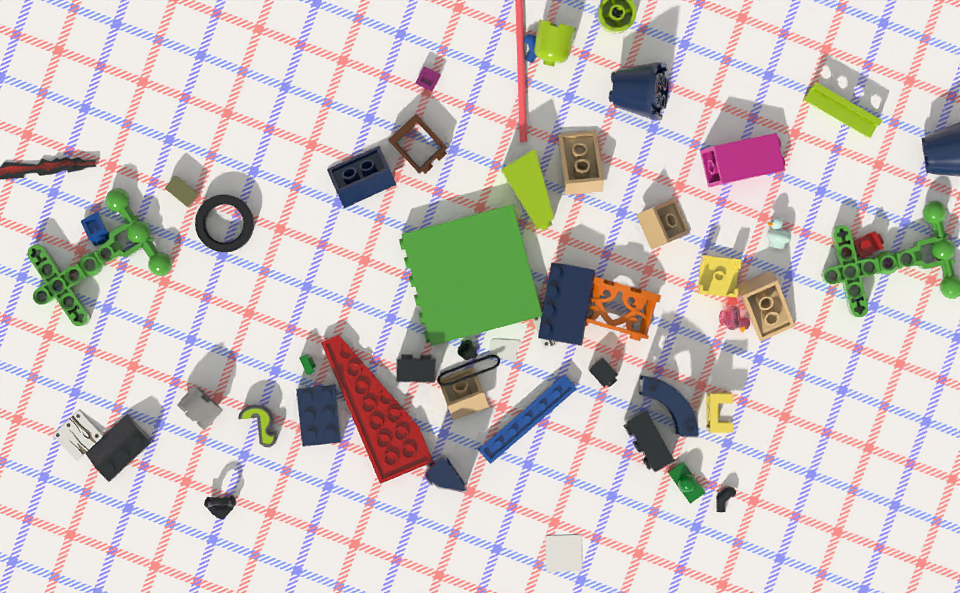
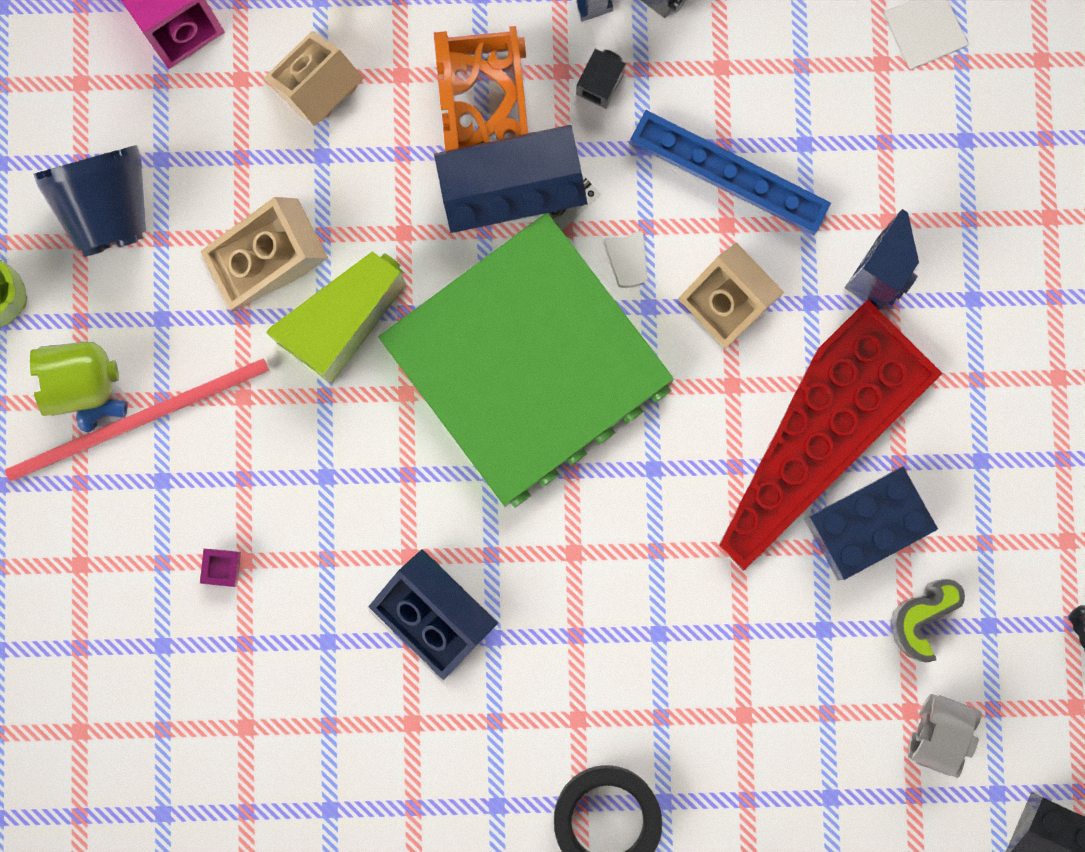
camera: 110 degrees left, 5 degrees down
(308, 364) = (790, 577): green plate -> none
(405, 129) = (320, 571): reddish brown window -> none
(416, 369) = (724, 387): black brick -> none
(467, 350) = (655, 317): black tile -> none
(467, 364) = (697, 293): black piece -> none

